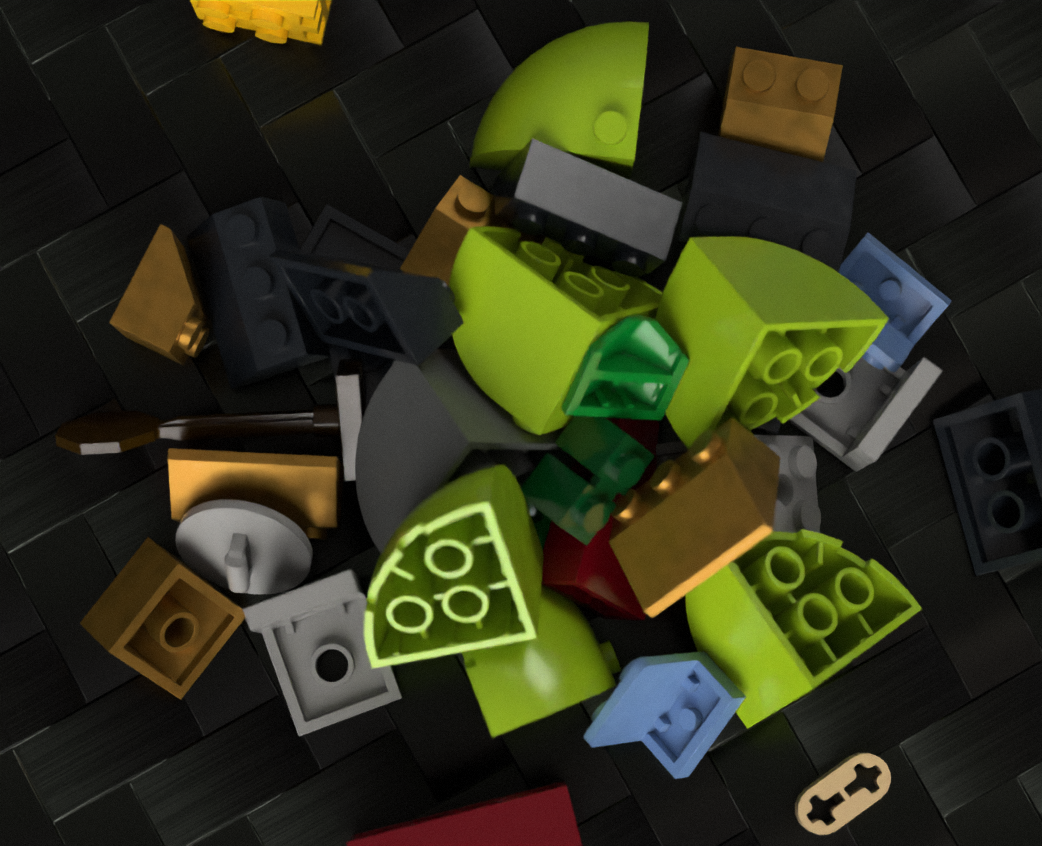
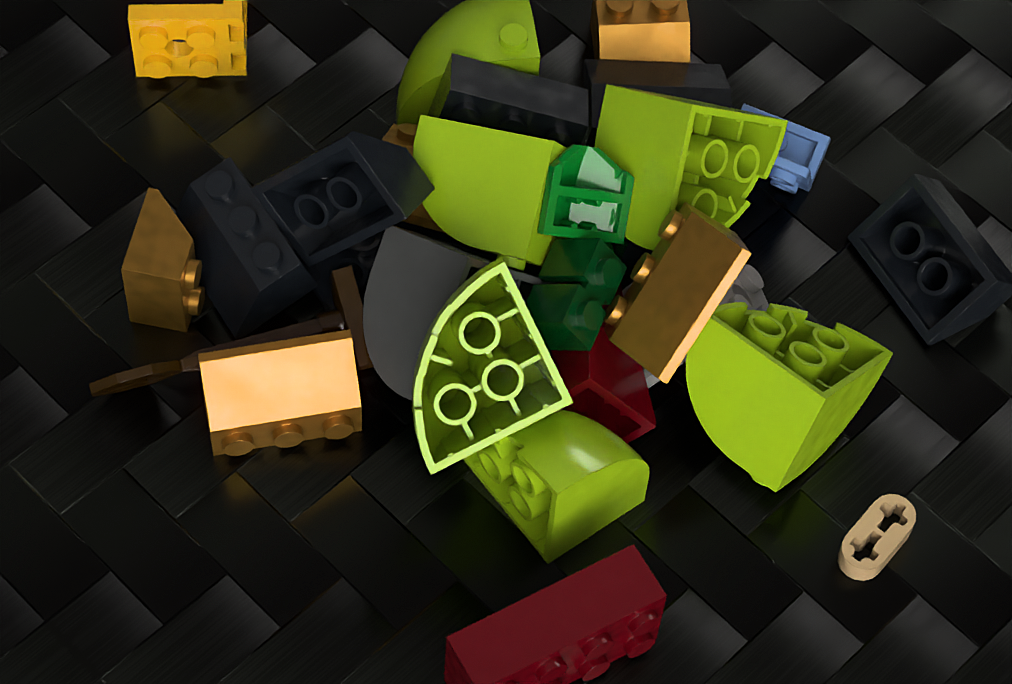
camera: 15 degrees left, 25 degrees down
(163, 619) = (221, 524): pearl gold slope -> none
(244, 547) = (282, 440): light grey shield -> none
(303, 627) = (358, 483): light grey bracket -> none
(671, 706) = (699, 482): medium blue bracket -> none
(867, 411) = (789, 220): light grey bracket -> none

